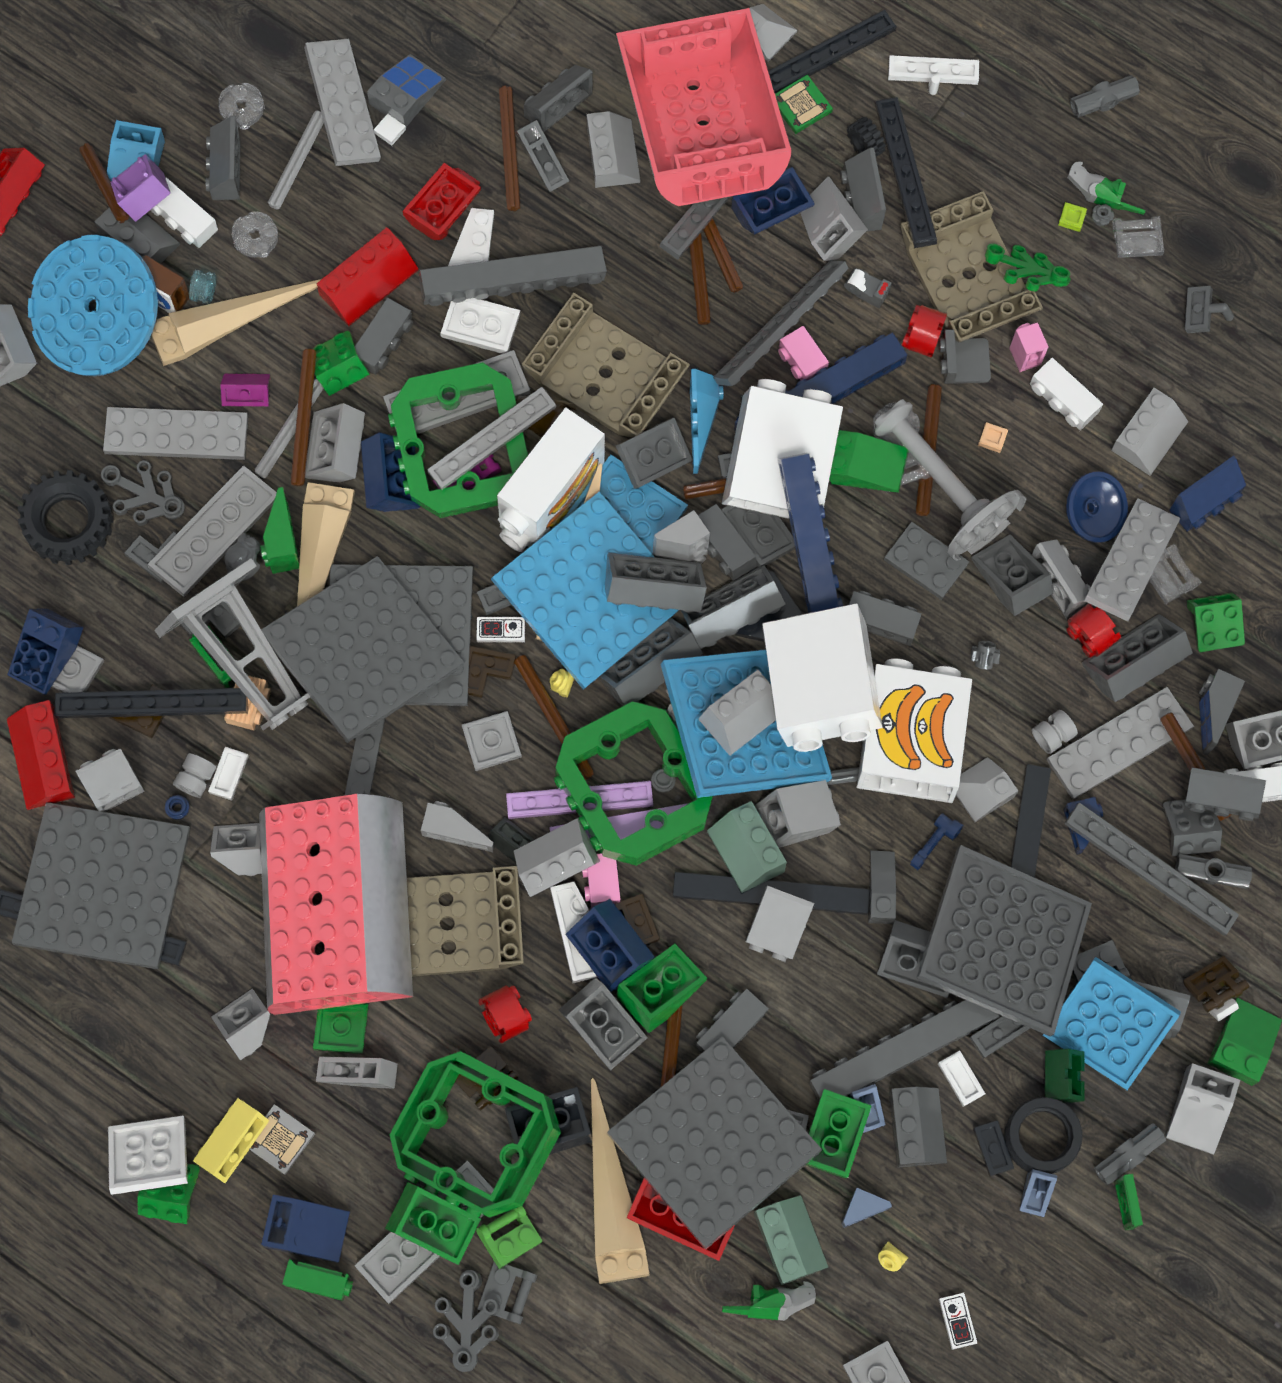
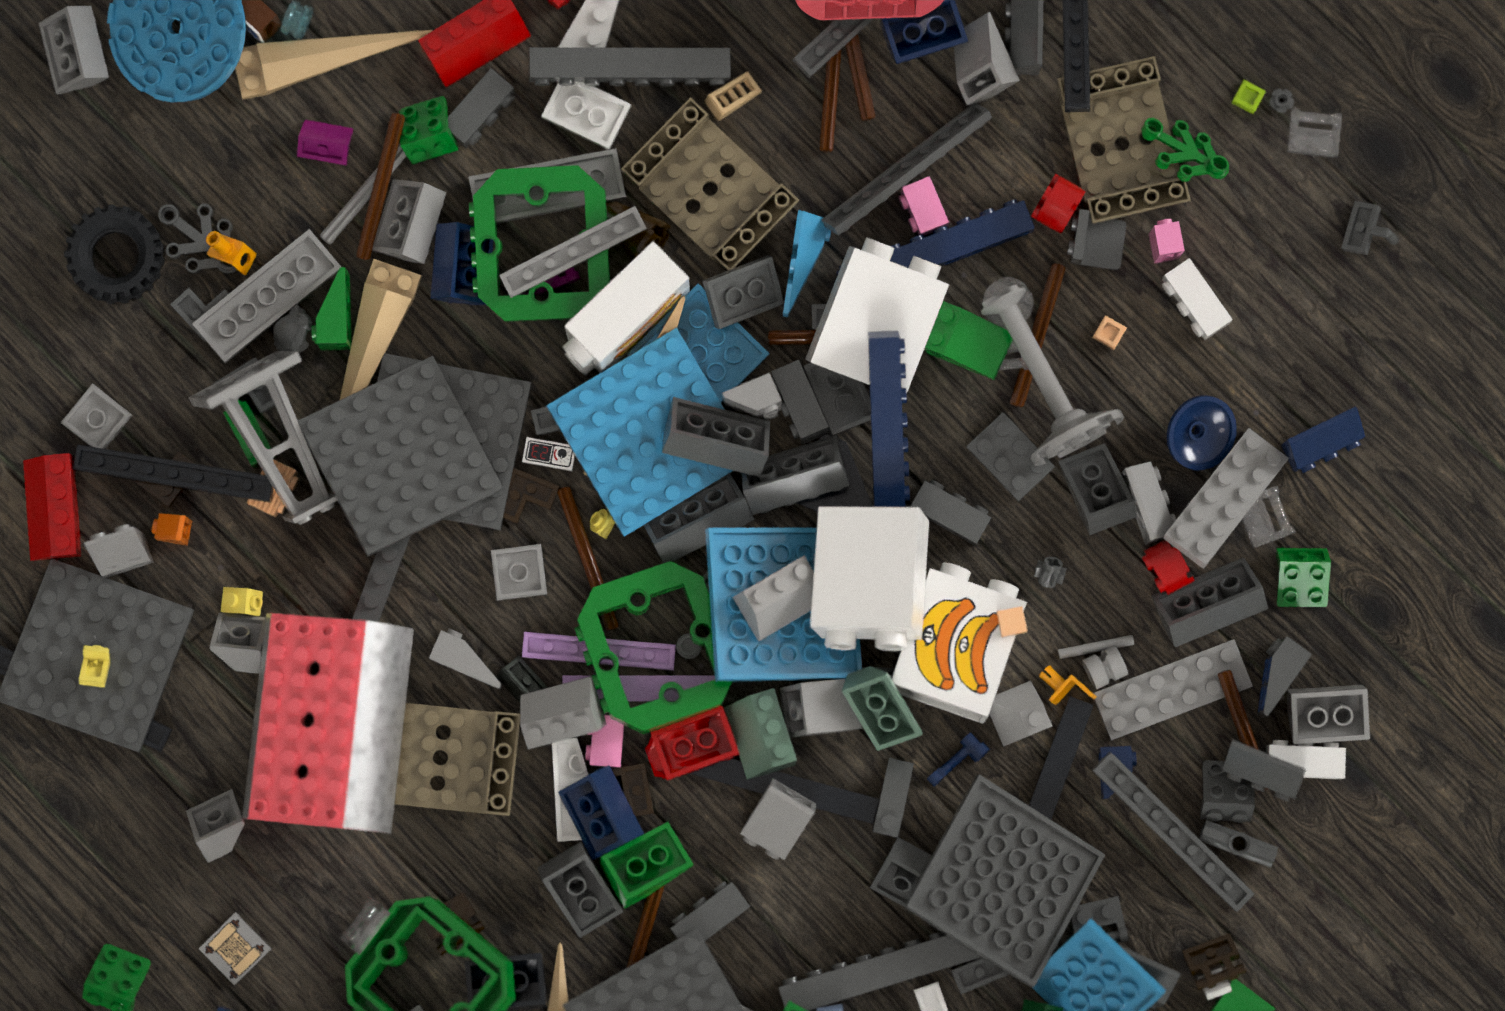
camera: 10 degrees right, 10 degrees up
(43, 649) = (72, 394): dark blue slope -> none
(102, 891) = (94, 666): none -> light yellow bracket
(147, 1155) = (100, 943): white plate -> none
(158, 754) = (172, 528): none -> orange slope
(172, 496) = (229, 251): none -> light orange bracket
(174, 800) = (178, 580): dark blue plate -> none
(175, 433) = (244, 178): light grey plate -> none
(192, 779) = (206, 557): light grey wheel -> none
(228, 773) = (242, 559): white tile -> none
(231, 1140) = (186, 942): light yellow brick -> none
(233, 811) = (241, 601): none -> light yellow bracket
(341, 1029) = (315, 848): green tile -> none
(357, 1072) = (323, 895): light grey slope -> none
(403, 1093) = (365, 925): none -> clear plate
(505, 1013) = (482, 863): red brick -> none
(600, 299) = (717, 109): none -> tan slope
(683, 867) = (692, 744): none -> red slope
(856, 799) = (880, 707): none -> sand green slope
(867, 287) = (1009, 141): dark grey leg -> none
(962, 697) = (1011, 621): none -> light nougat tile
(1019, 756) = (1061, 685): none -> light orange bracket
(1039, 717) = (1095, 647): none -> light grey bar
(1100, 189) = (1284, 70): animal -> none
(1151, 432) = (1279, 357): light grey slope -> none

